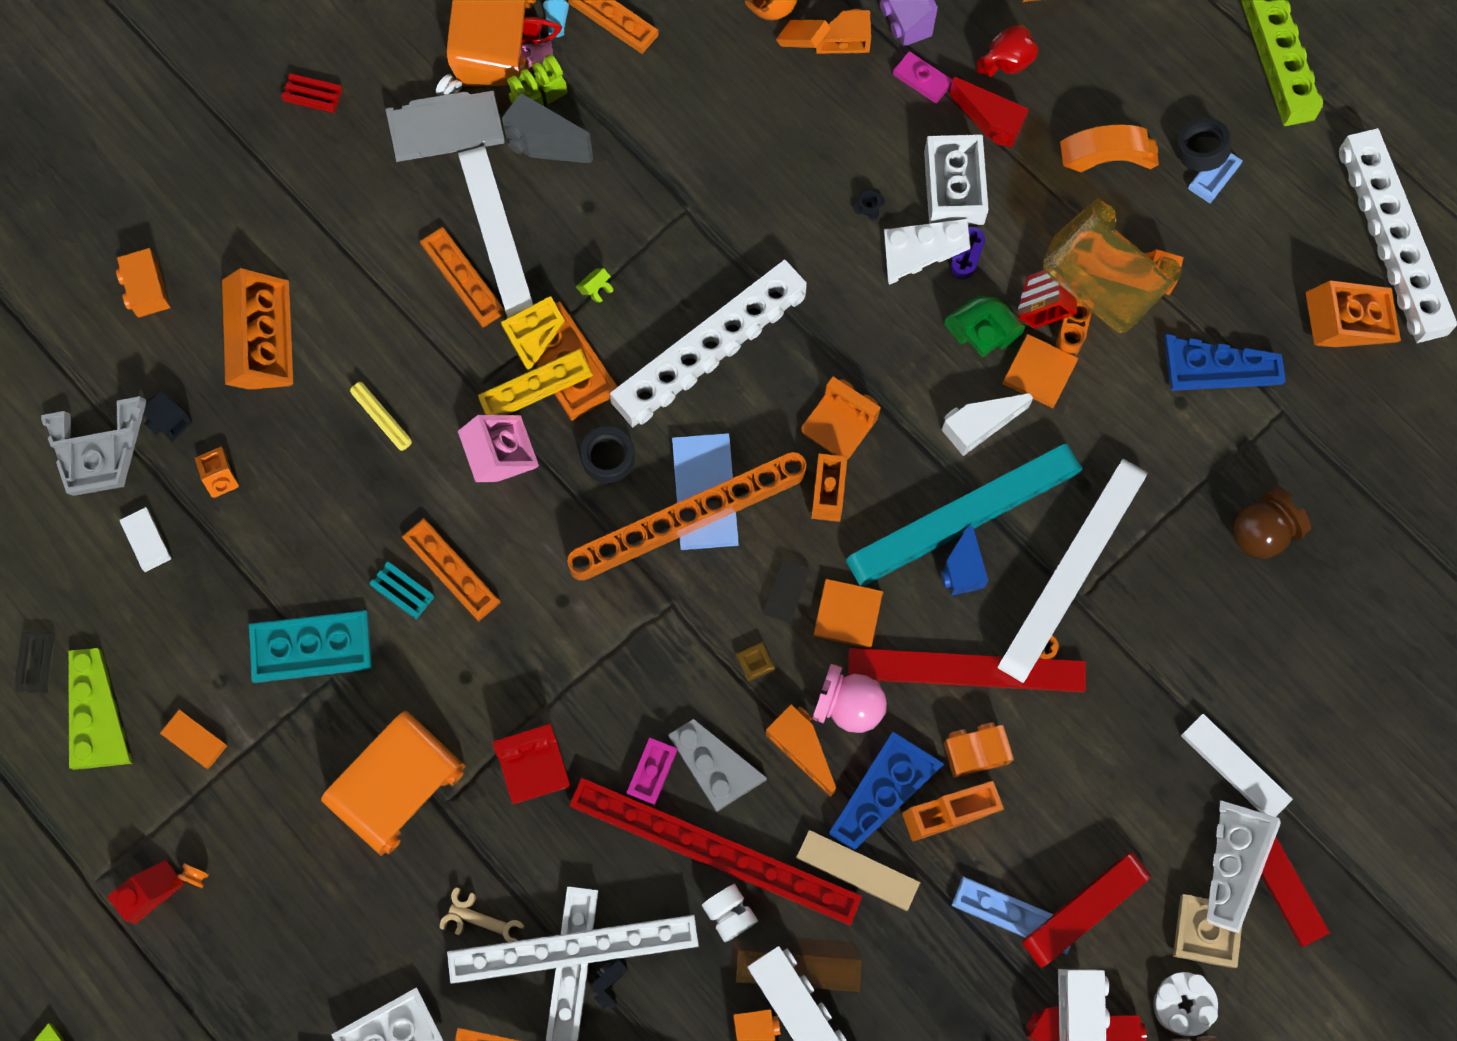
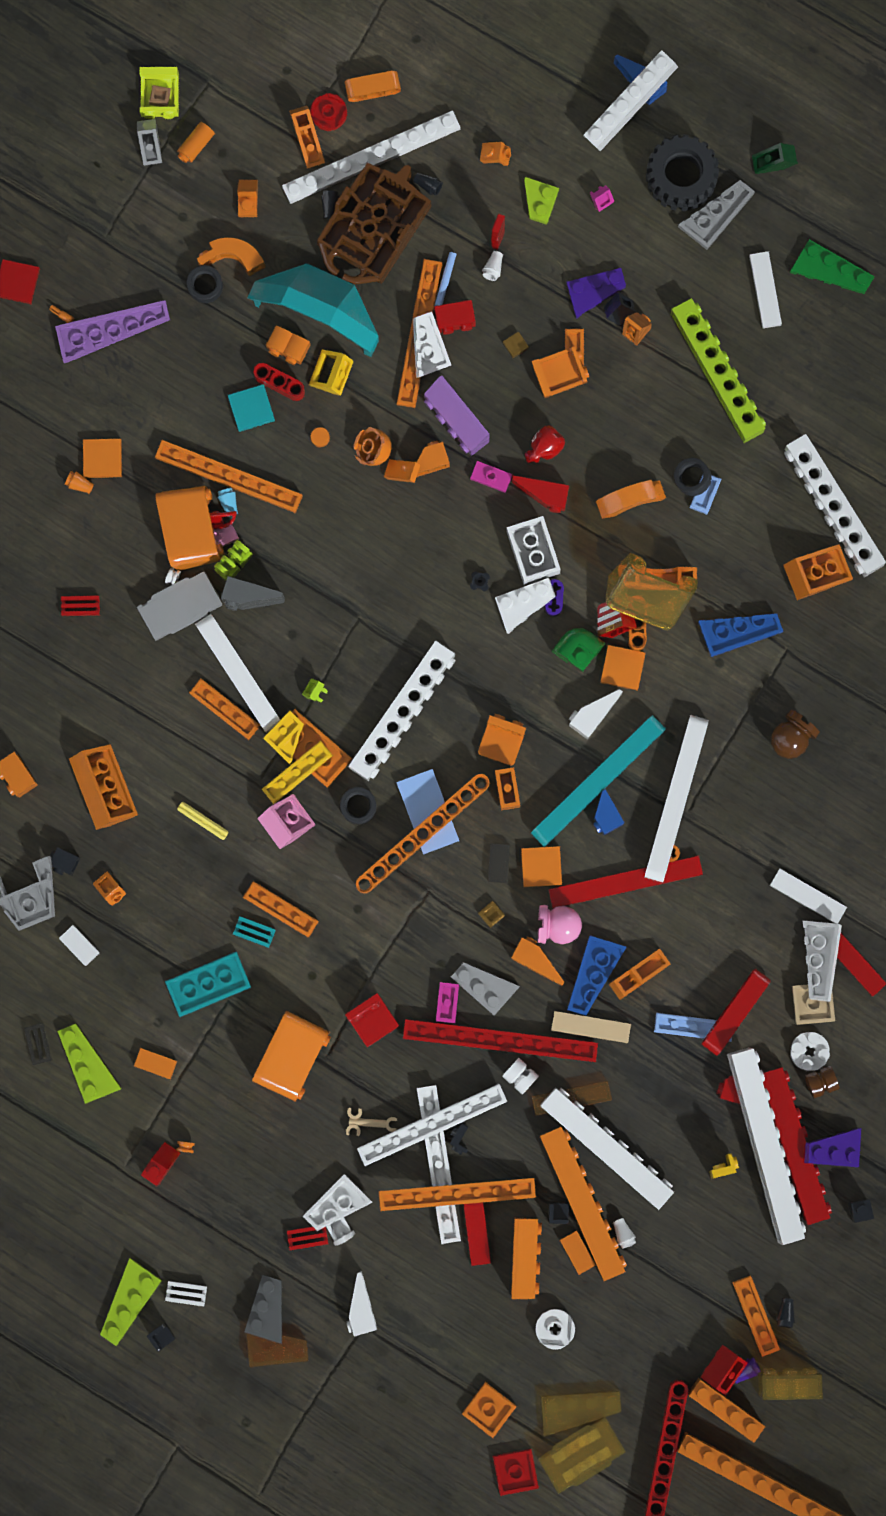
camera: 10 degrees left, 10 degrees up
(978, 750) = (645, 932): orange brick -> none

